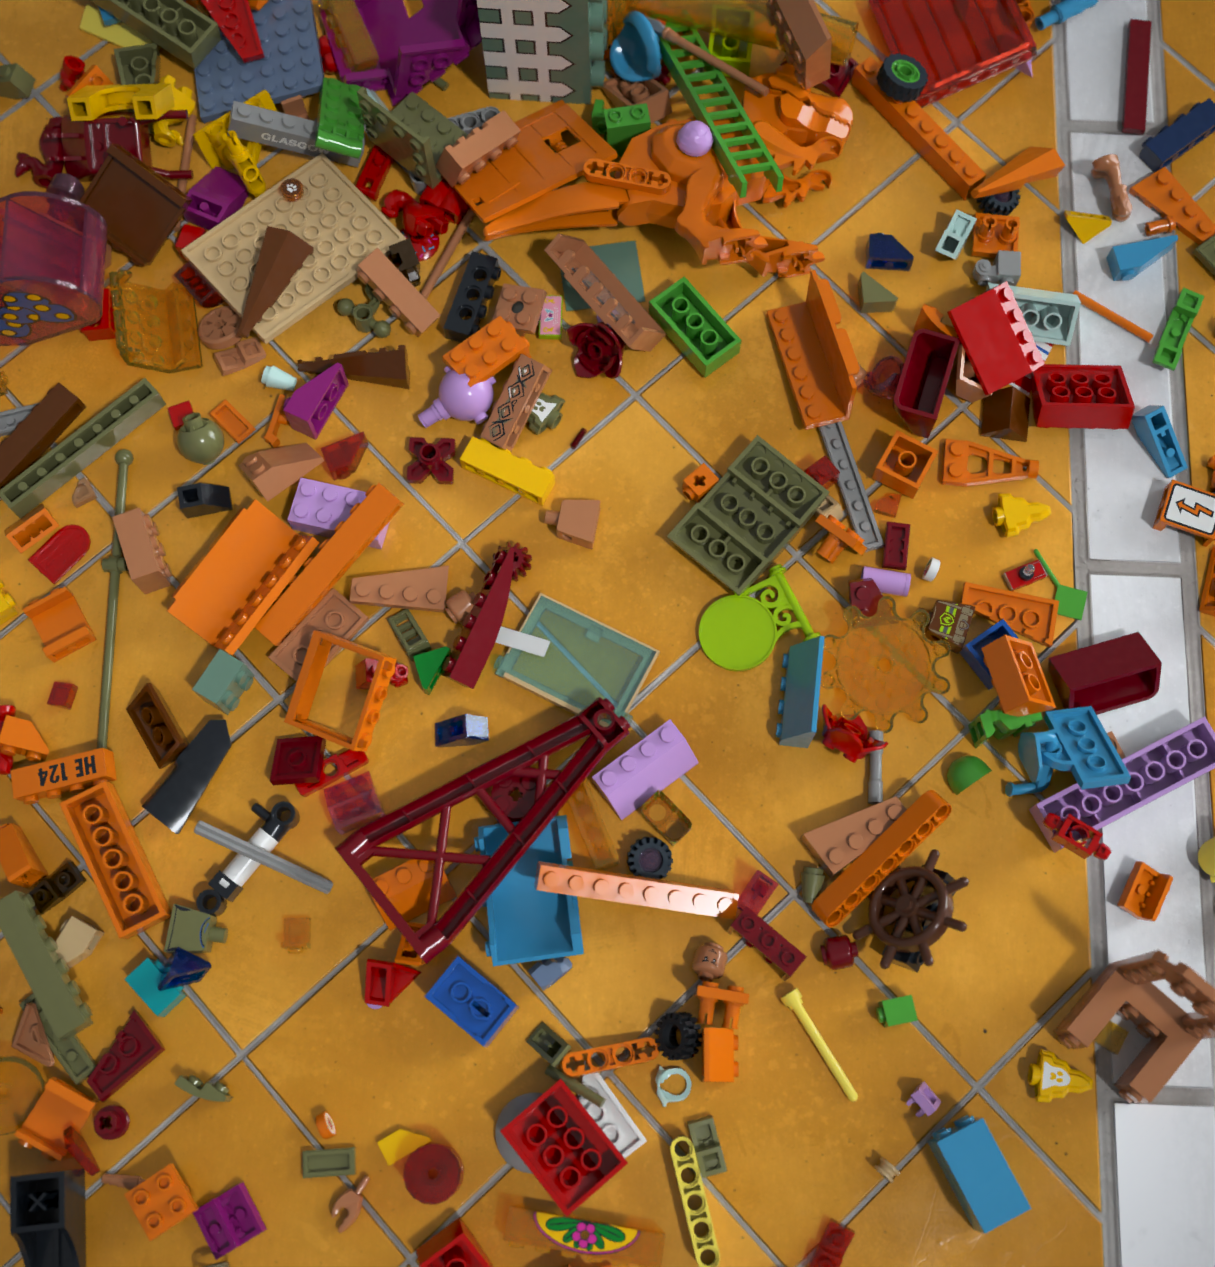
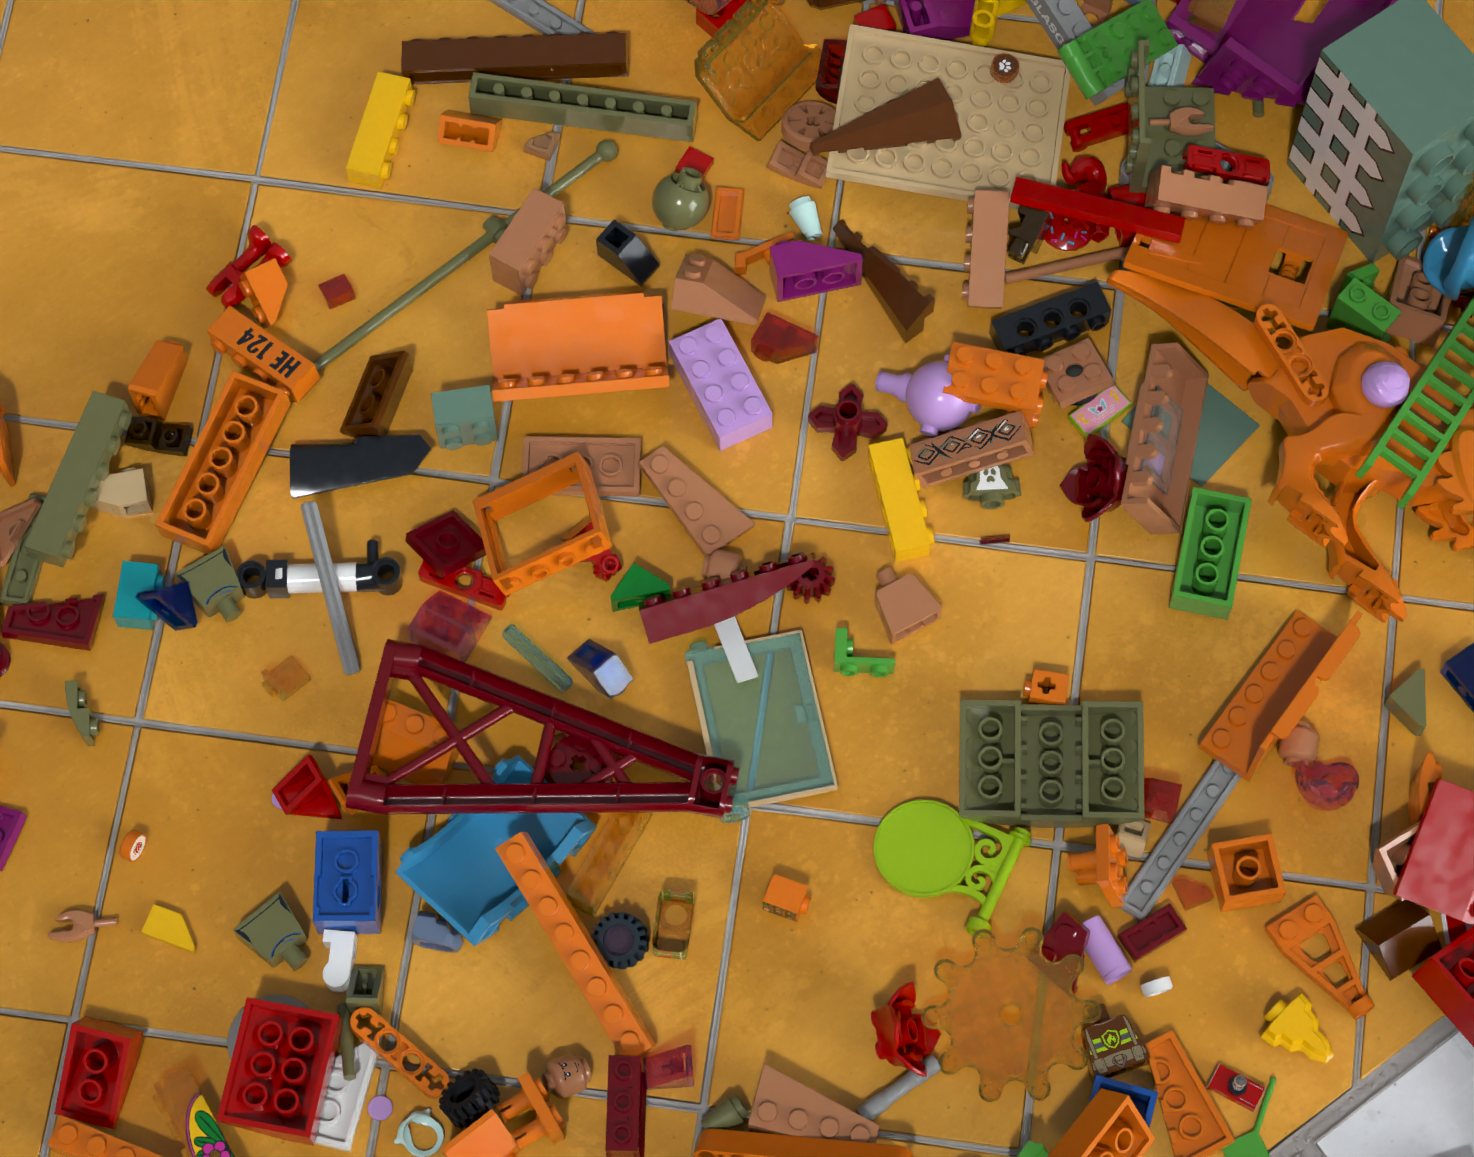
camera: 50 degrees right, 5 degrees down
(60, 623) = (401, 232): orange panel -> none
(61, 552) = (470, 175): red window -> none
(329, 1162) = (103, 877): olive tile -> none
(330, 563) = (658, 413): orange brick -> none
(346, 307) = (935, 217): olive piece -> none
(415, 646) = (652, 560): olive slope -> none
(420, 764) = (537, 658): none -> clear light blue axle
(421, 124) = (1179, 122): none -> nougat hand
(433, 210) = (1097, 210): none -> red tile
(449, 1178) = (162, 957): clear red wheel -> none
(464, 1077) = (274, 934): none -> olive torso
(476, 114) = (1244, 167): none -> red piece
(524, 1054) = (341, 958): none -> white leg
(574, 577) = (851, 665): none -> bright green bracket
(633, 1097) = (380, 1108): none -> lavender piece
(645, 769) = (711, 865): lavender slope -> none
(704, 737) = (786, 898): none -> orange brick
(801, 693) = (907, 955): dark azure slope -> none
(924, 379) = (1351, 818): dark red windscreen -> none

